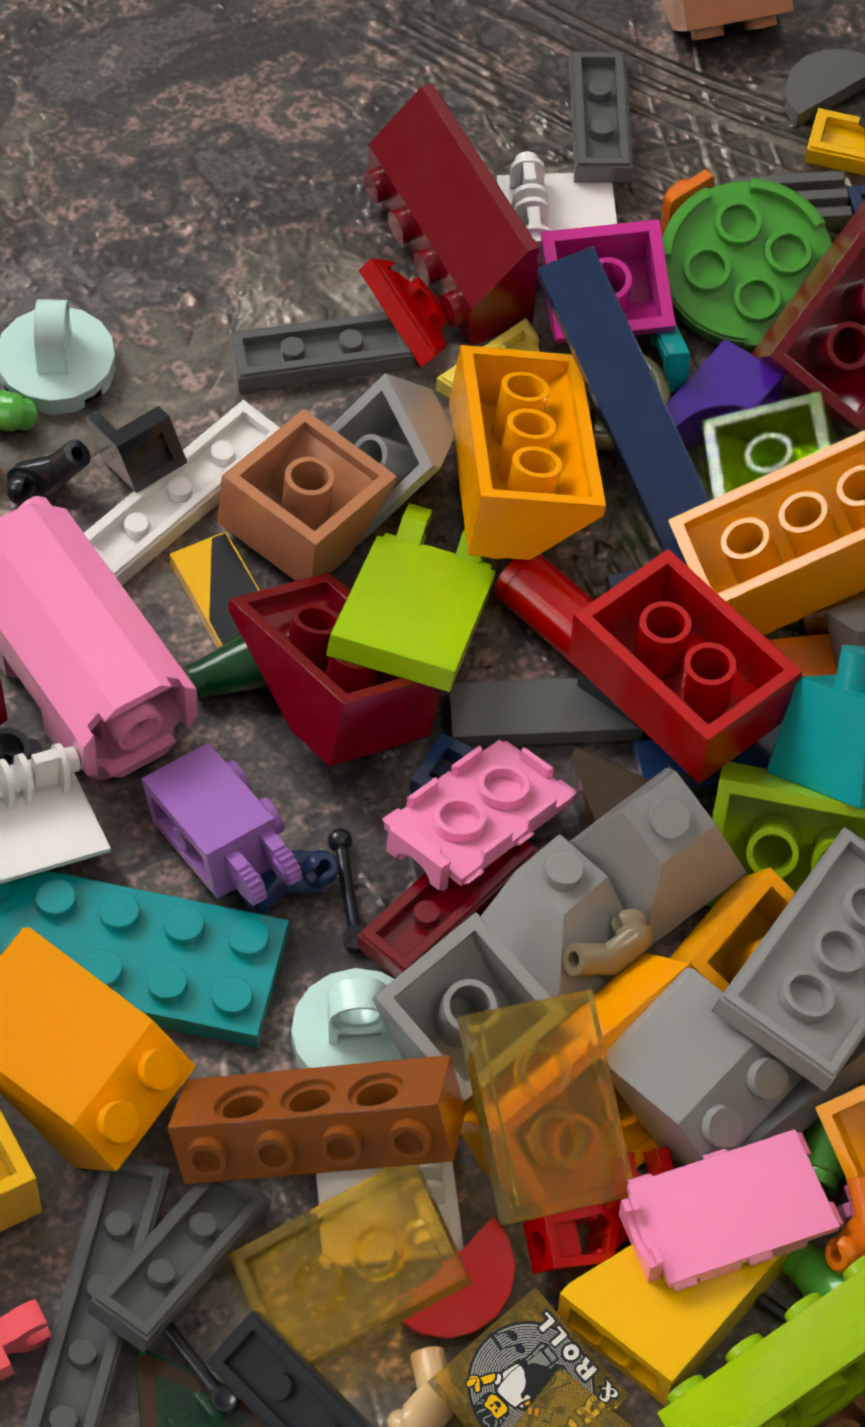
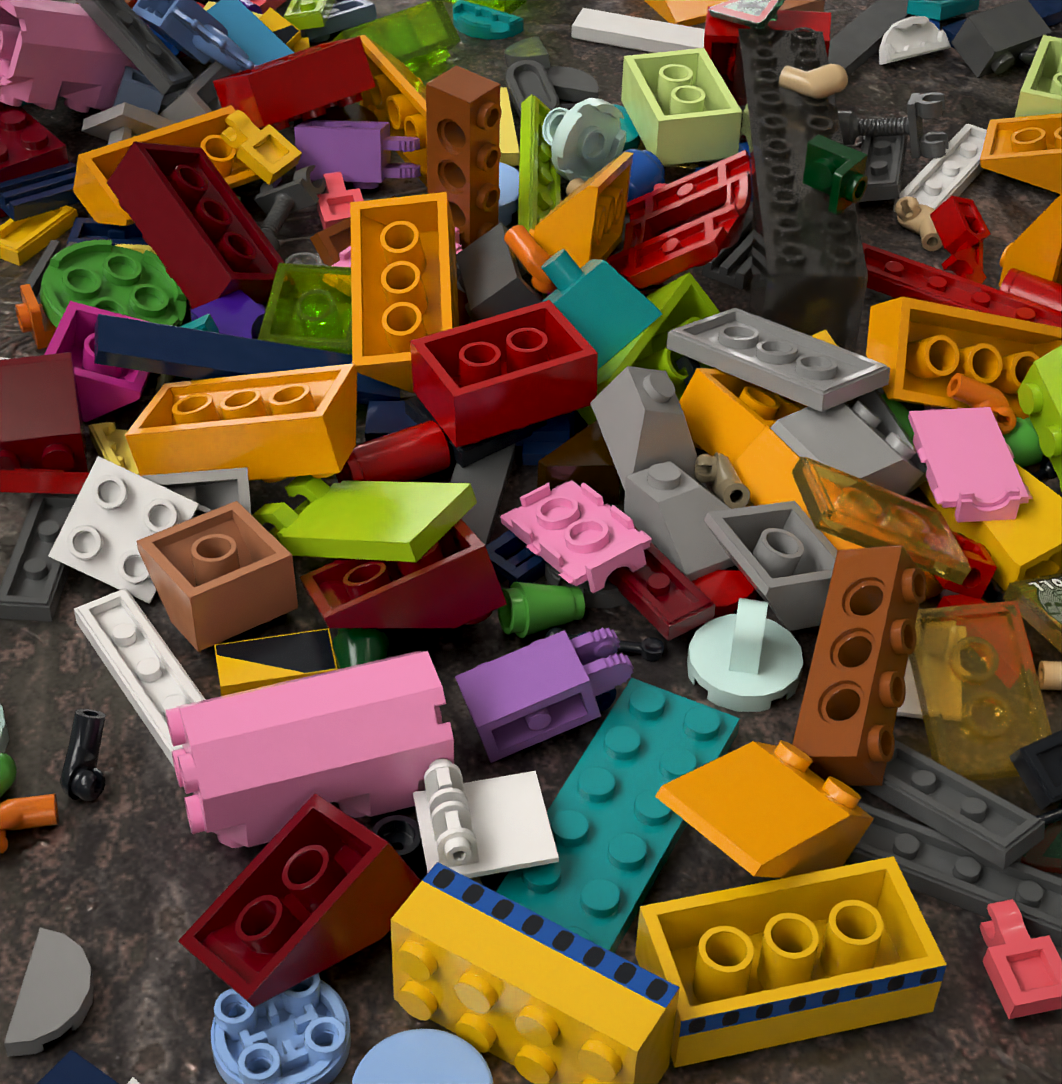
camera: 75 degrees left, 15 degrees down
(141, 449) = (104, 682): black panel -> none
(346, 384) = (108, 520): none -> white hinge
(362, 801) = (539, 607): none -> bright green cone

